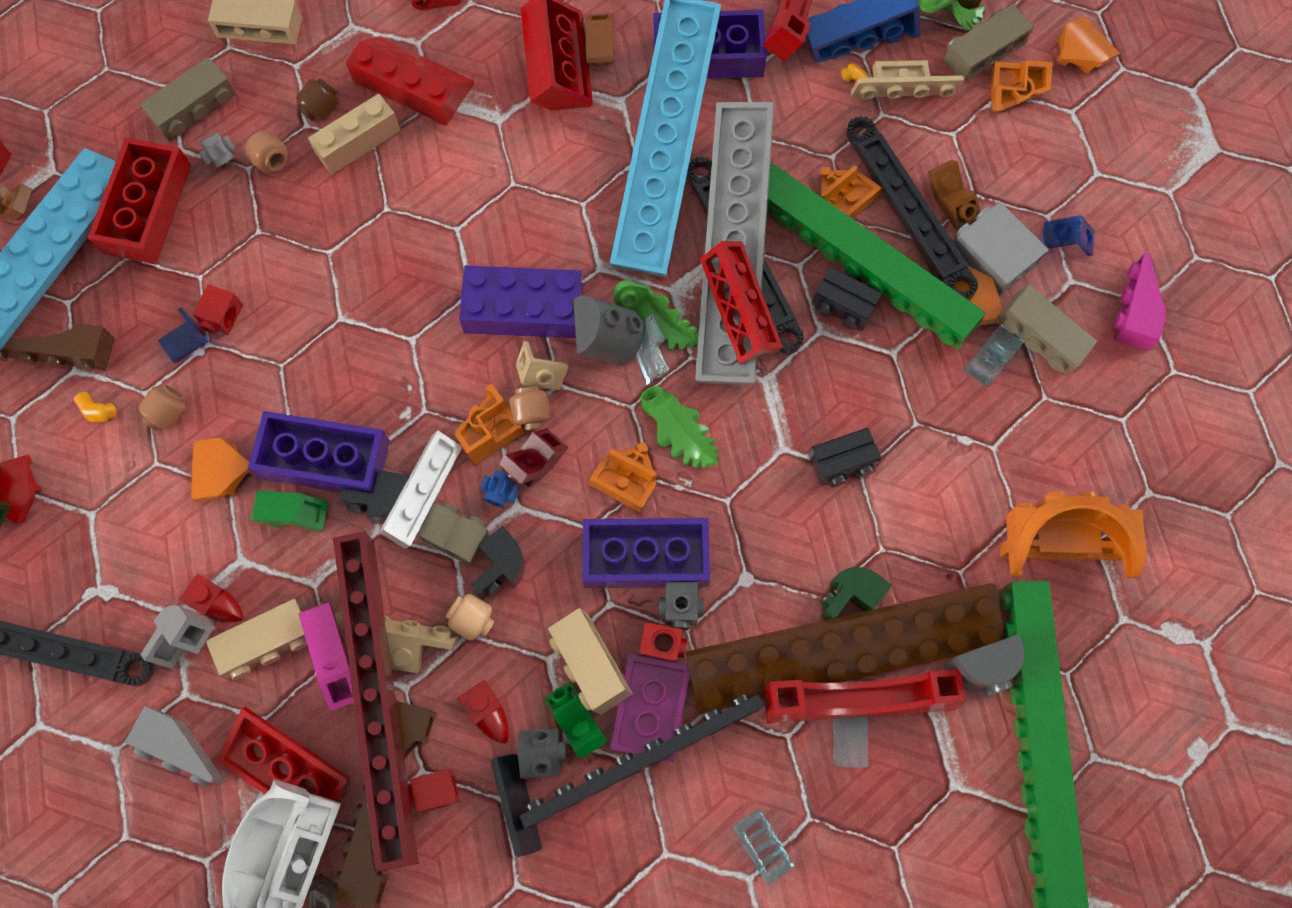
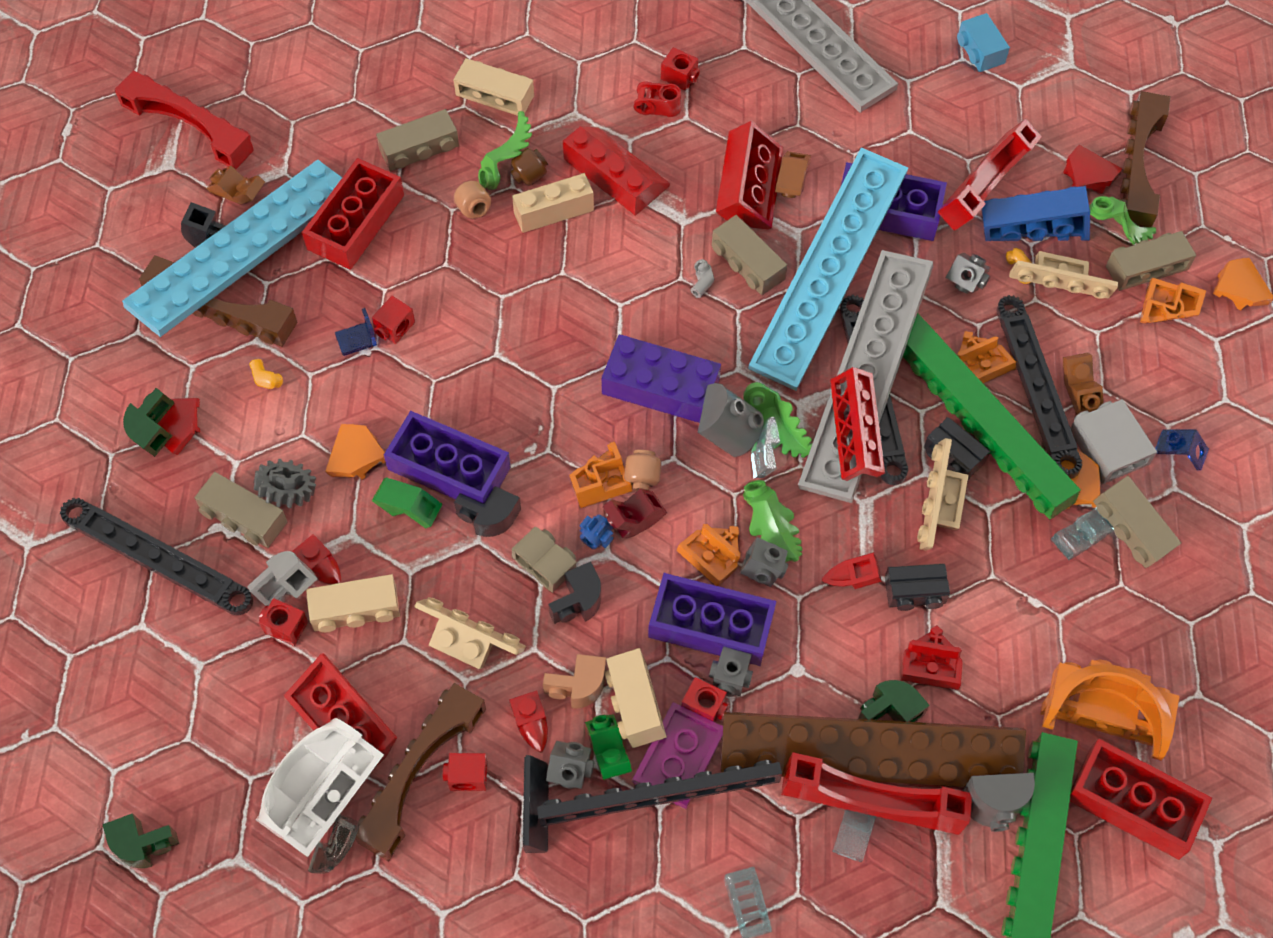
camera: 15 degrees right, 10 degrees down
(109, 569) = (240, 510): none -> dark tan brick
(149, 526) = (284, 483): none -> dark grey gear
(162, 407) = (323, 388): nougat head -> none
(173, 742) = (248, 664): light grey slope -> none
(203, 686) = (291, 629): none -> red brick
(216, 149) = (430, 187): light grey gear -> none
(276, 119) = (488, 174): none -> bright green plant
(328, 654) = (409, 630): dark pink slope -> none
(375, 703) = (438, 677): dark red brick -> none
(421, 490) = (527, 513): white plate -> none
(469, 617) = (539, 633): light nougat head -> none
(533, 658) = (583, 686): none -> nougat brick
(538, 177) = (705, 278): none -> light grey arm
(539, 372) = (661, 441): tan bracket -> none
(577, 140) = (748, 255): none -> dark tan brick
(683, 475) = (764, 562): none -> dark grey brick
(777, 460) = (854, 572): none -> red plate
(803, 110) = (960, 273): none -> brick
(848, 354) = (945, 497): none -> tan bracket
(880, 533) = (932, 661): none -> red slope
(1124, 623) = (1139, 799): none -> red brick
(1143, 307) = (1236, 526): dark pink slope -> none

